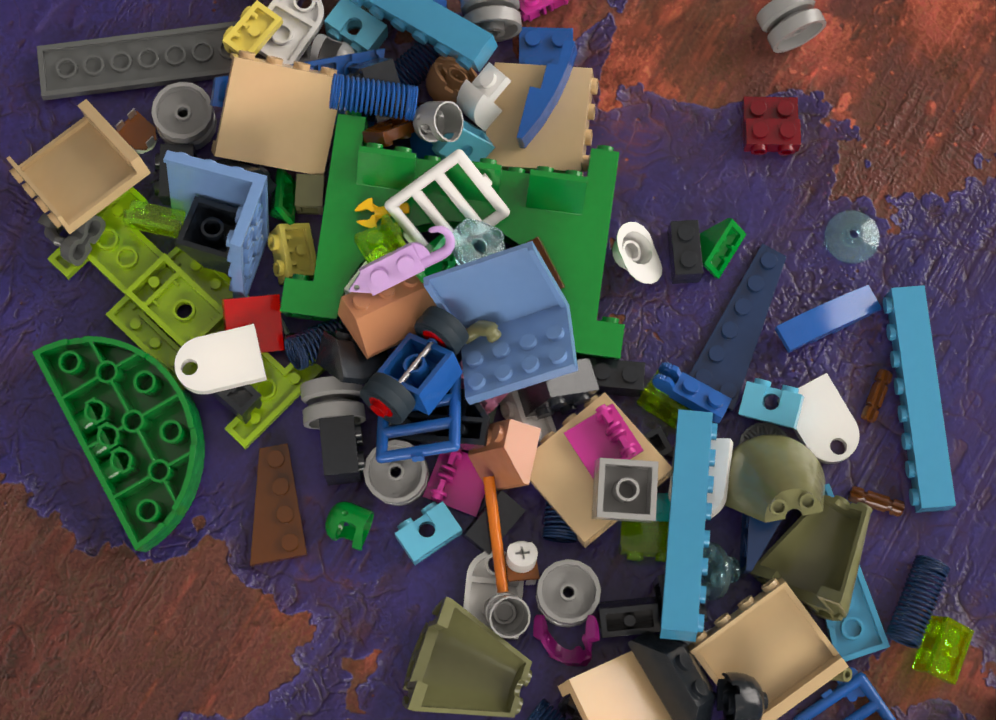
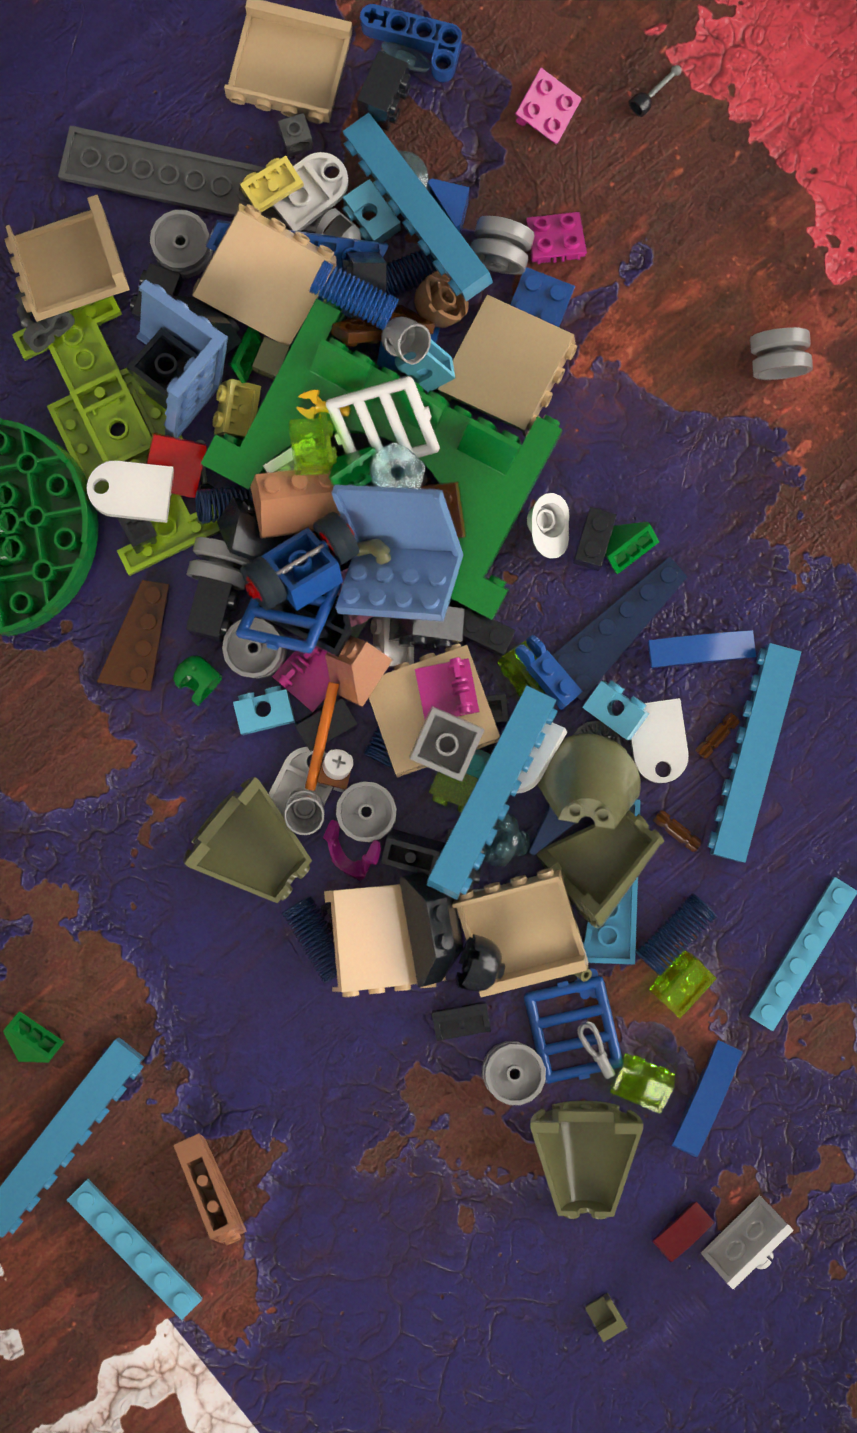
camera: 20 degrees right, 10 degrees up
(137, 132) = (134, 243): dark orange piece -> none
(154, 218) = (120, 332): clear neon green bracket -> none
(401, 264) = (318, 465): lavender plate -> none
(477, 97) = (457, 326): white brick -> none
(543, 100) = (514, 351): blue slope -> none
(771, 125) = (724, 446): dark red plate -> none
(846, 247) = (743, 581): clear light blue dish -> none

